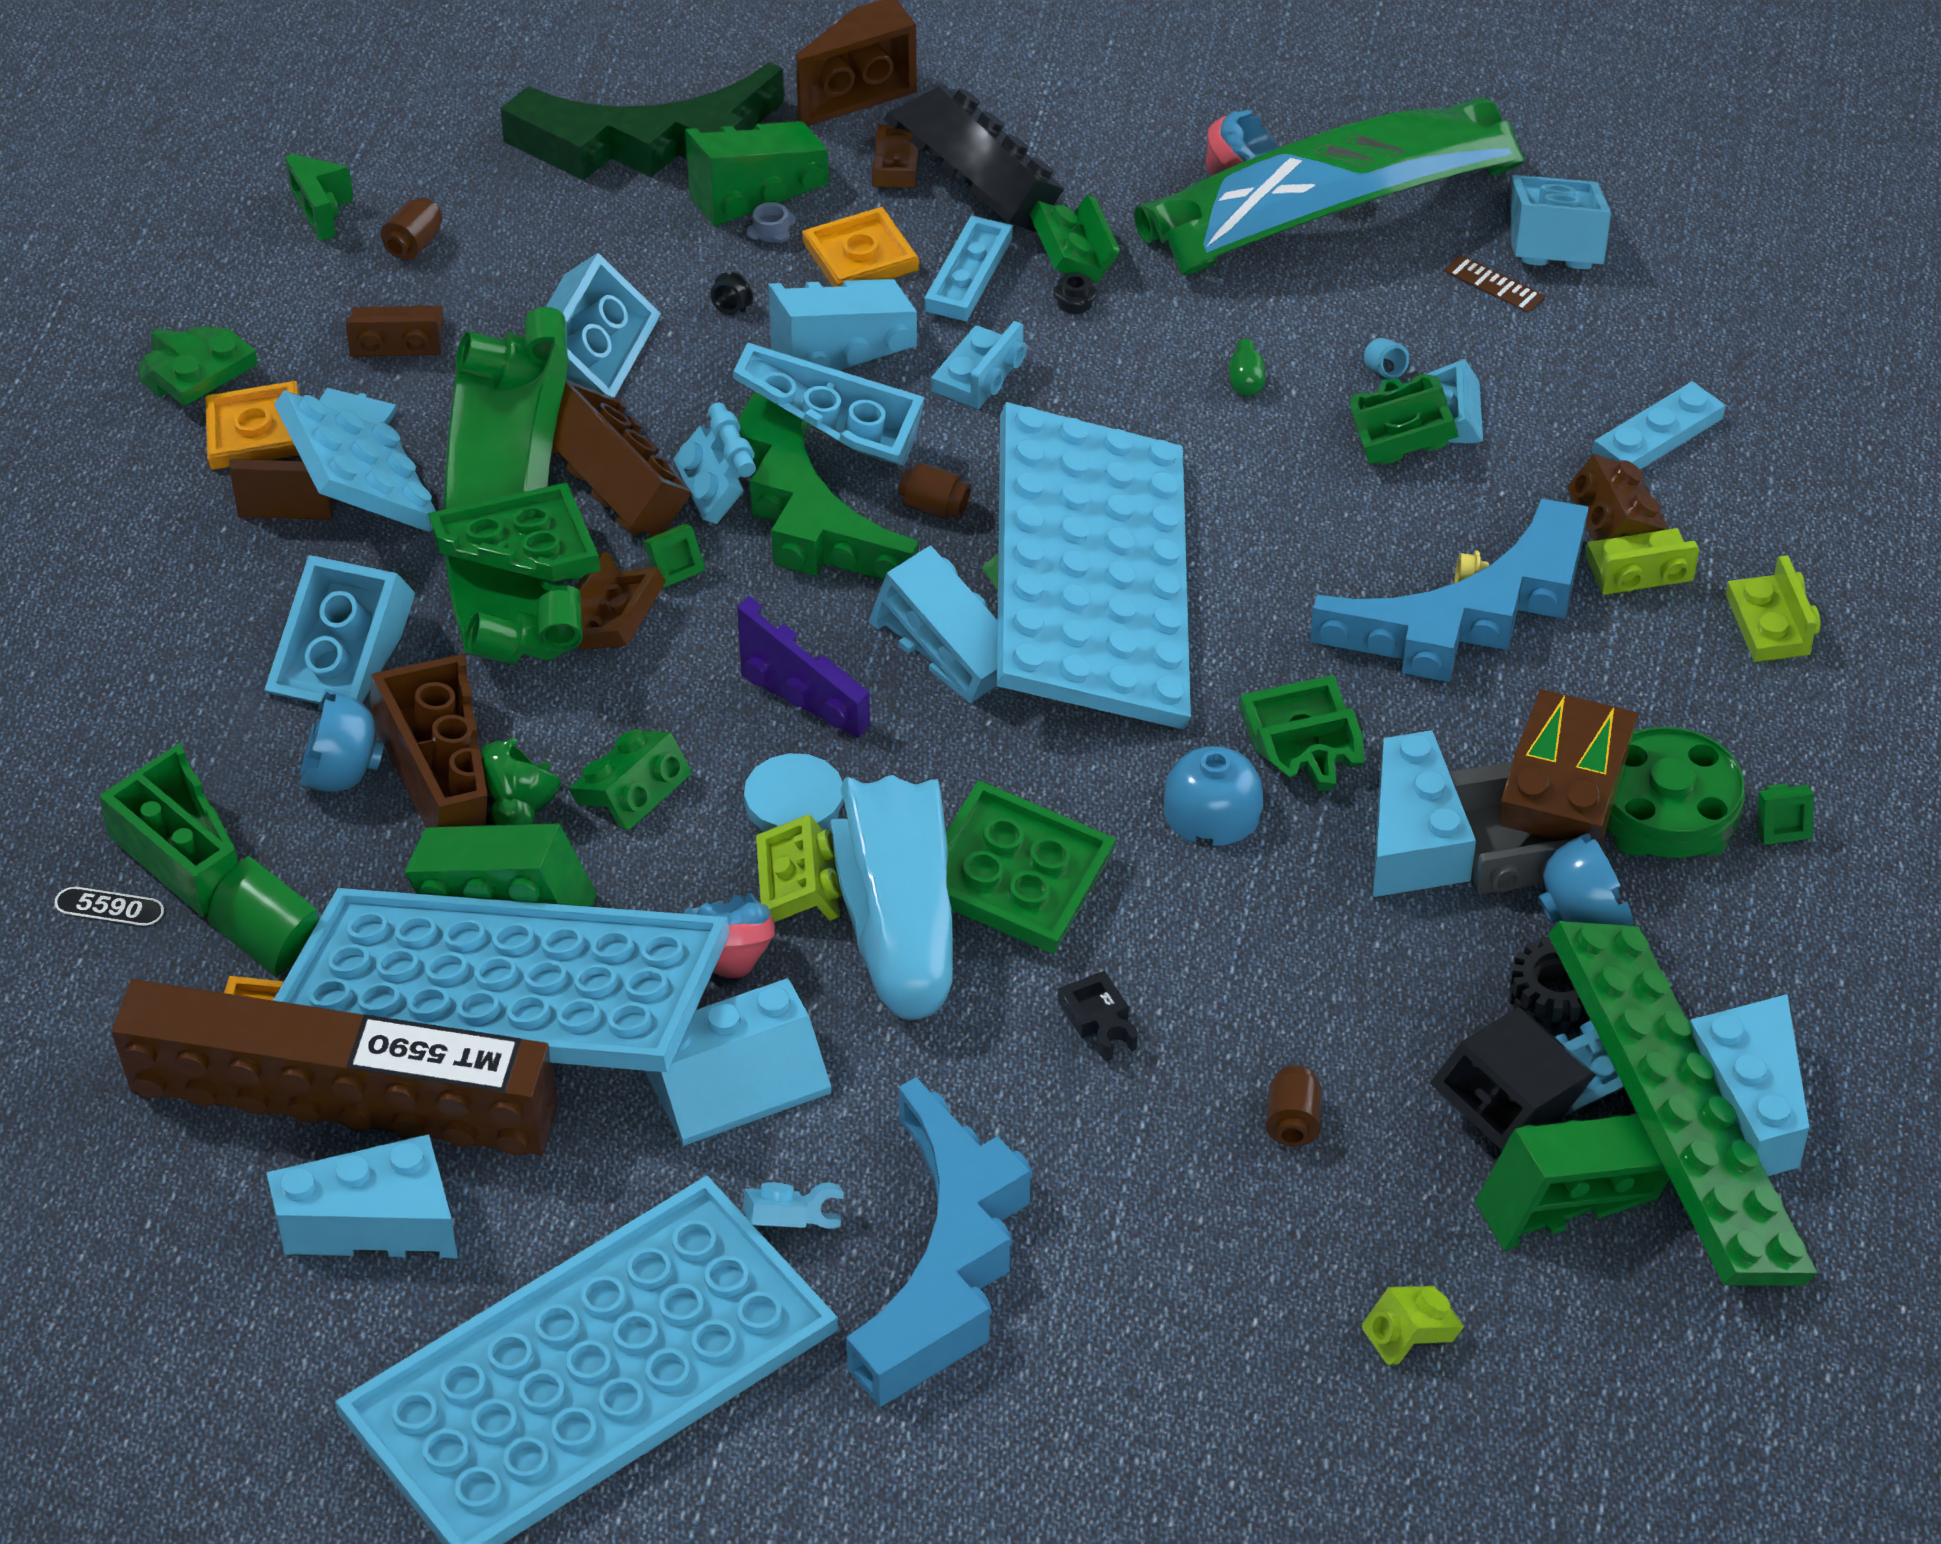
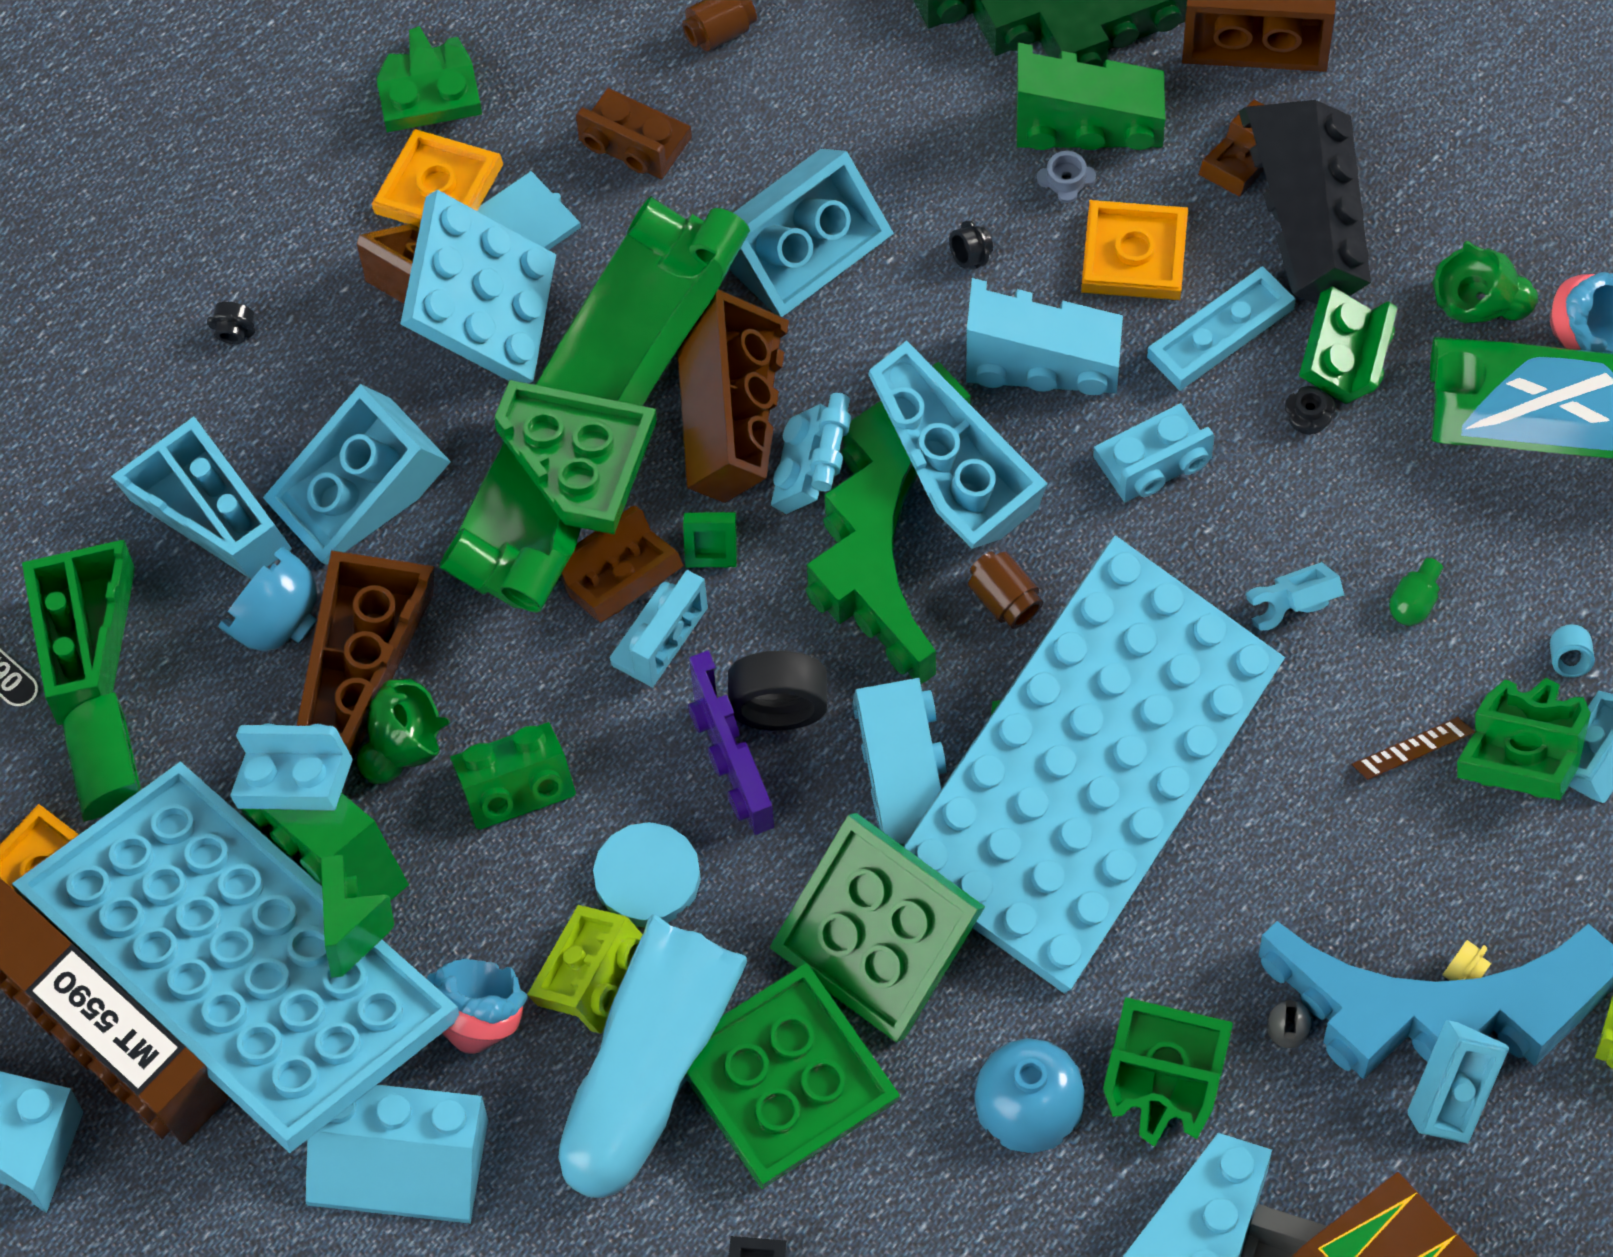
camera: 35 degrees right, 15 degrees up
(145, 581) = (232, 322): none -> black plate
(223, 700) = (203, 498): none -> medium azure wedge
(452, 824) = (290, 767): none -> medium azure bracket
(586, 900) = (350, 921): none -> green slope
(679, 627) = (661, 629): none -> medium azure bracket
(805, 597) = (778, 690): none -> black tyre
(1018, 726) = (877, 926): none -> plate
(1144, 156) = (1486, 272): none -> green piece
(1163, 398) = (1300, 590): none -> medium azure plate
(1320, 463) = (1412, 748): none -> reddish brown sticker
(1362, 669) = (1277, 1020): none -> dark grey hinge
(1525, 637) = (1456, 1082): none -> medium azure slope

